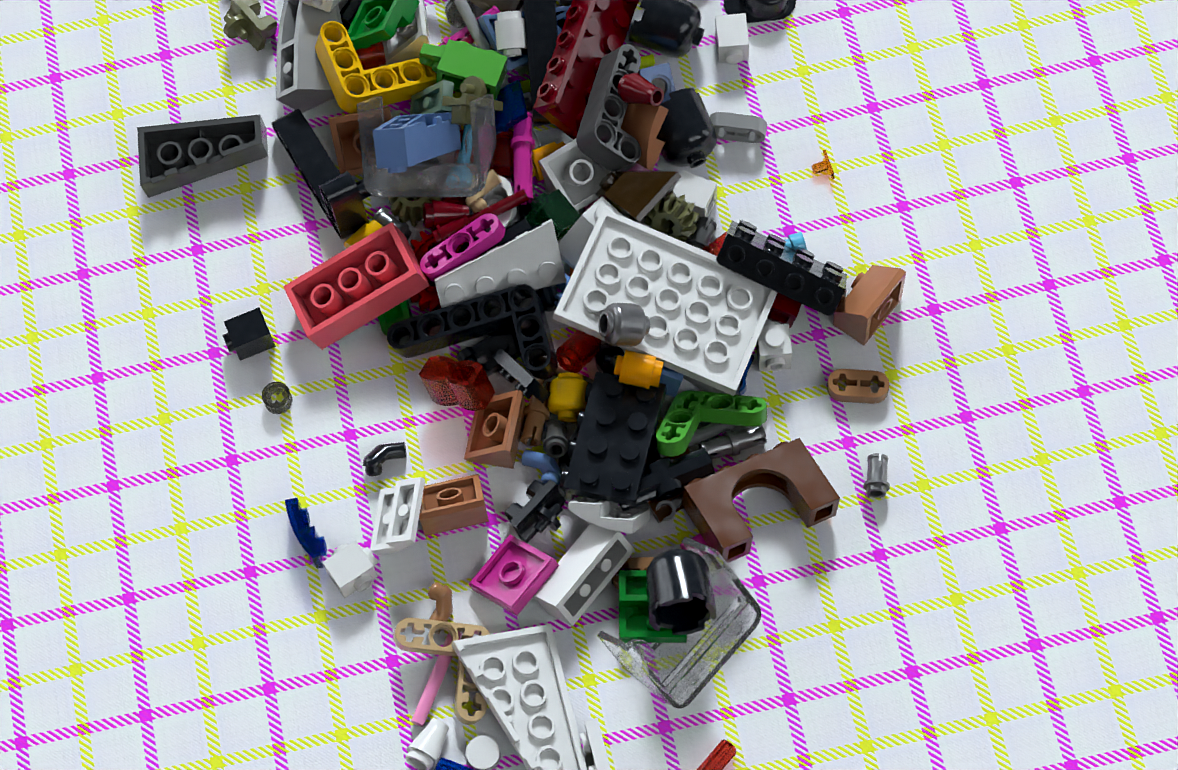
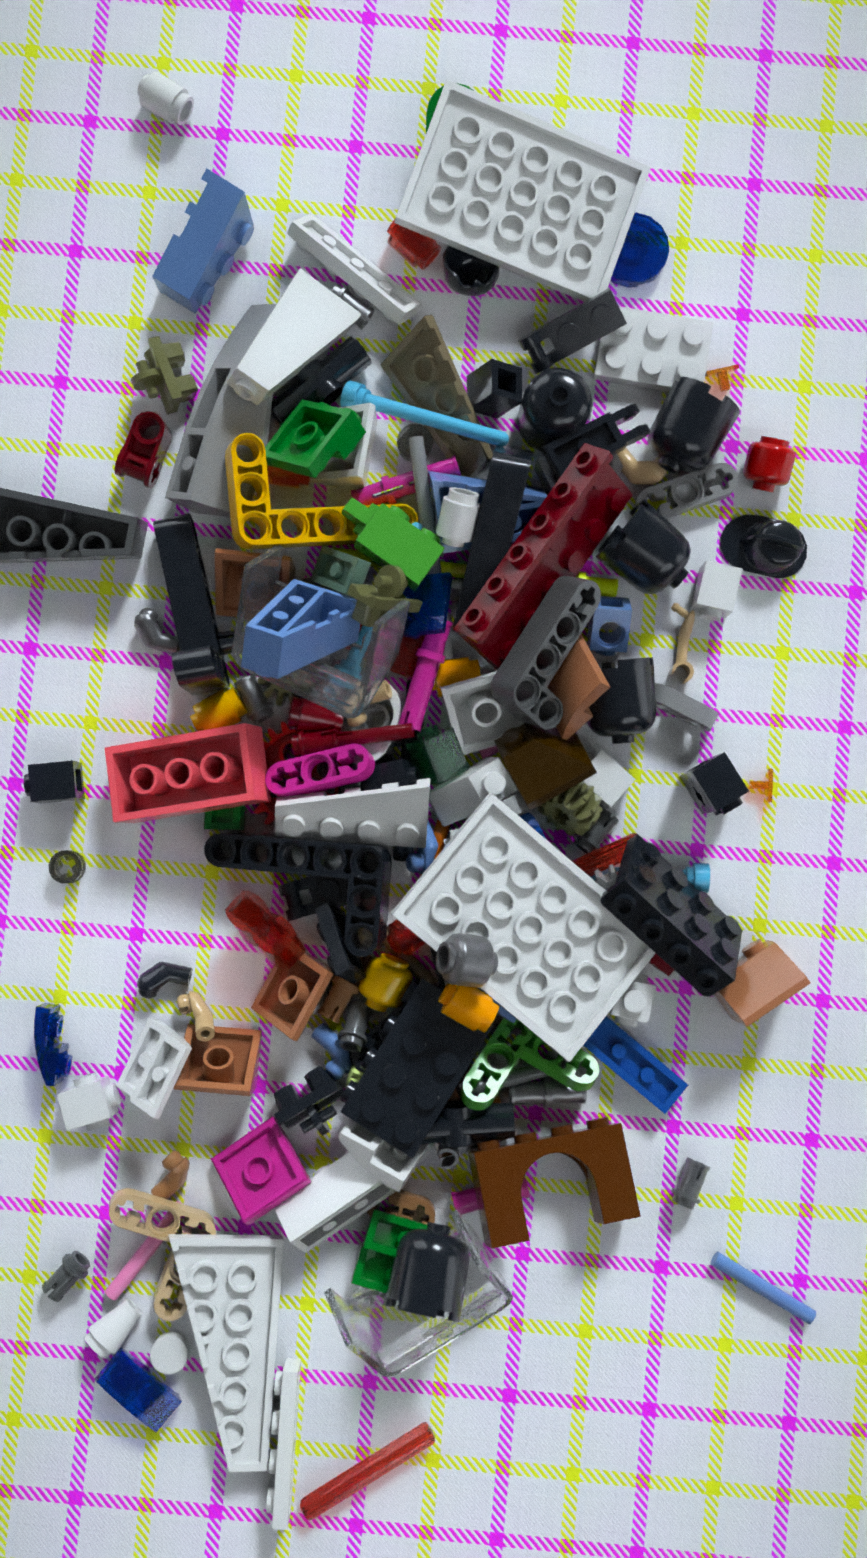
camera: 10 degrees right, 20 degrees up
(247, 80) = (144, 452): none -> dark red piece
(294, 206) = (151, 635): none -> flat silver arm
(374, 716) = (74, 1267): none -> dark grey pin
(417, 468) = (202, 1014): none -> tan arm
(638, 90) = (582, 652): dark red cone -> none
(725, 98) = (683, 642): none -> tan piece
(779, 167) = (715, 785): none -> black brick
(795, 397) = (635, 1065): none -> blue plate
(858, 386) = (710, 1061): medium nougat beam -> none
(970, 540) = (763, 1288): none -> medium blue bar

